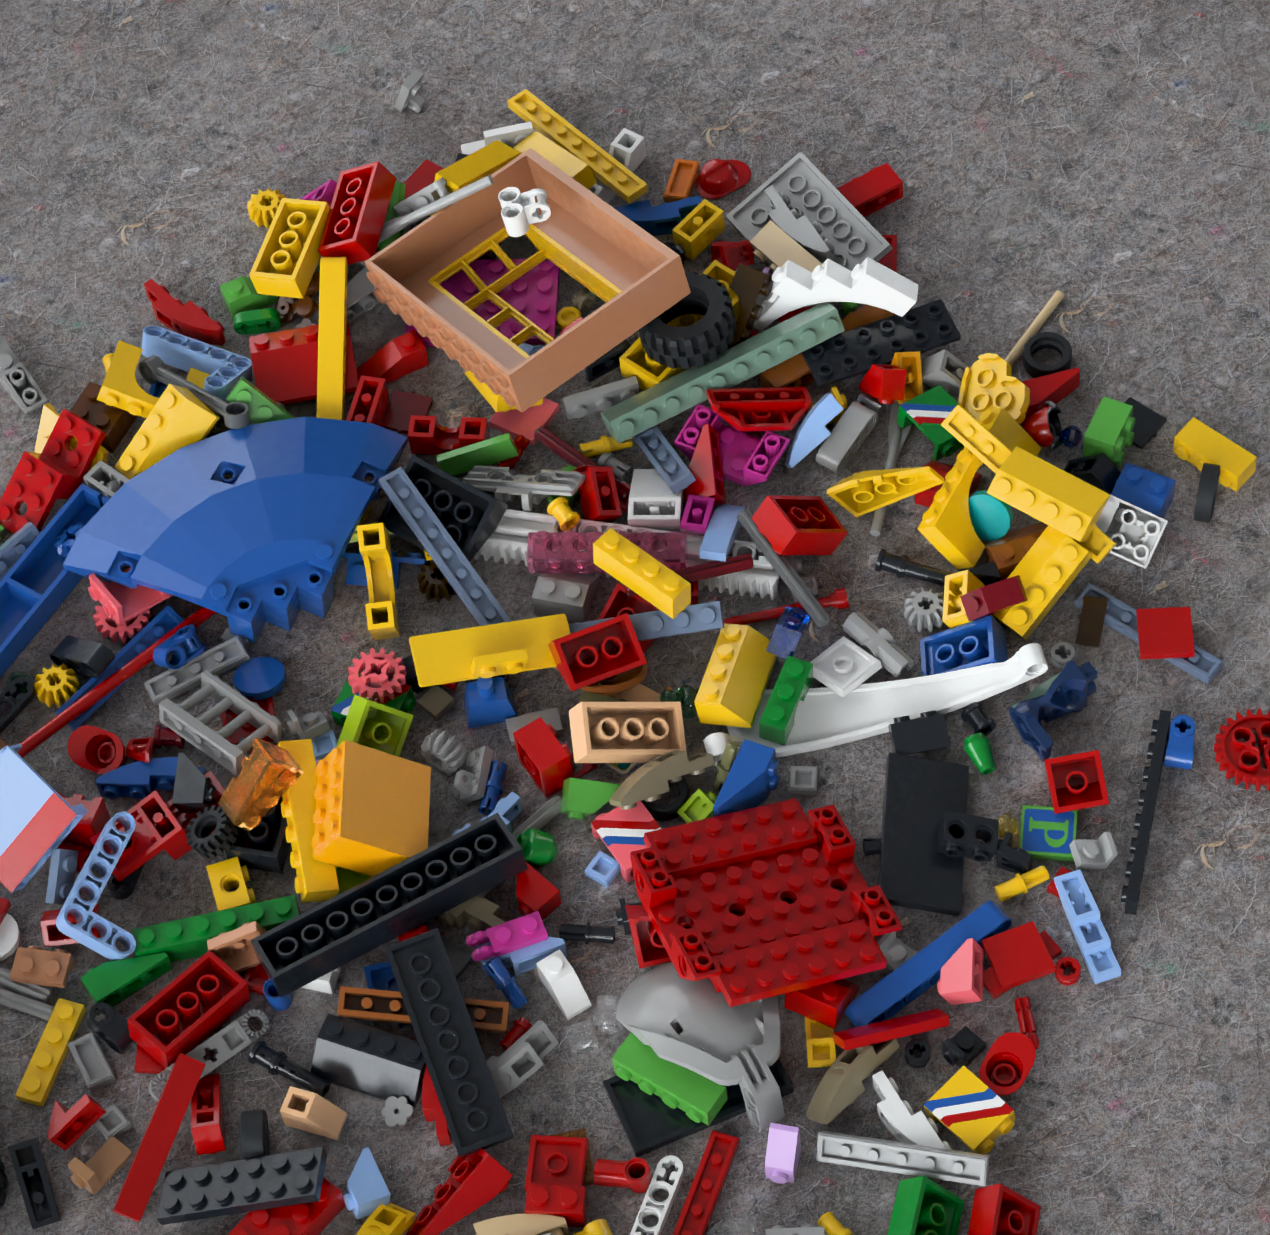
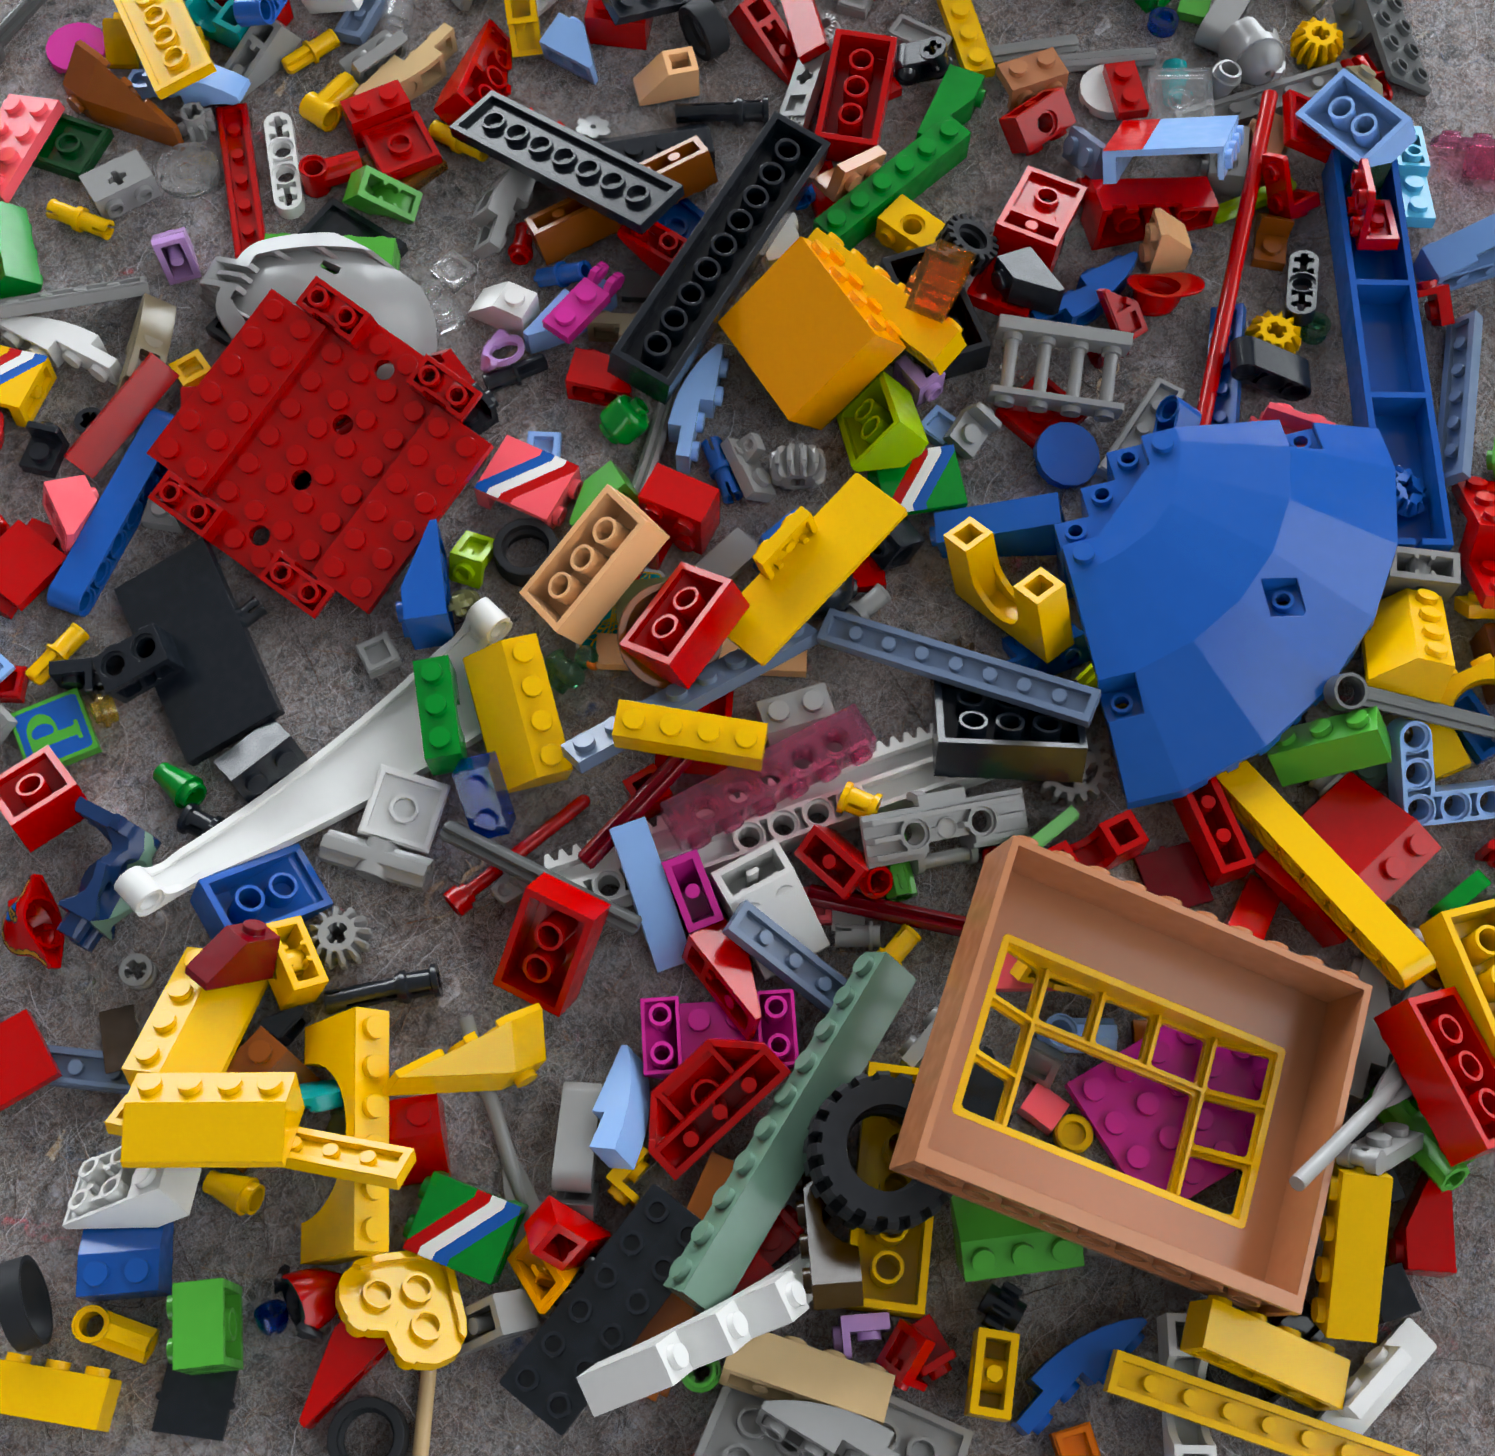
camera: 140 degrees right, 10 degrees up
(70, 778) = (1165, 244): none -> light nougat slope
(93, 888) = (1023, 92): light blue beam -> none
(332, 638) = (1018, 525): none -> blue slope
(377, 674) = (938, 501): coral gear -> none
(508, 1156) = (441, 133): none -> yellow pin
(521, 209) = (1209, 1157): white piece -> none
(585, 964) = (498, 340): none -> lavender piece
(599, 1124) = (382, 195): none -> bright green arch
(653, 777) = (528, 541): dark tan slope -> none
(1095, 470) = (215, 1257): black slope -> none
(1117, 705) = (32, 924): none -> red hat
(1161, 463) = (118, 1335): none -> yellow piece

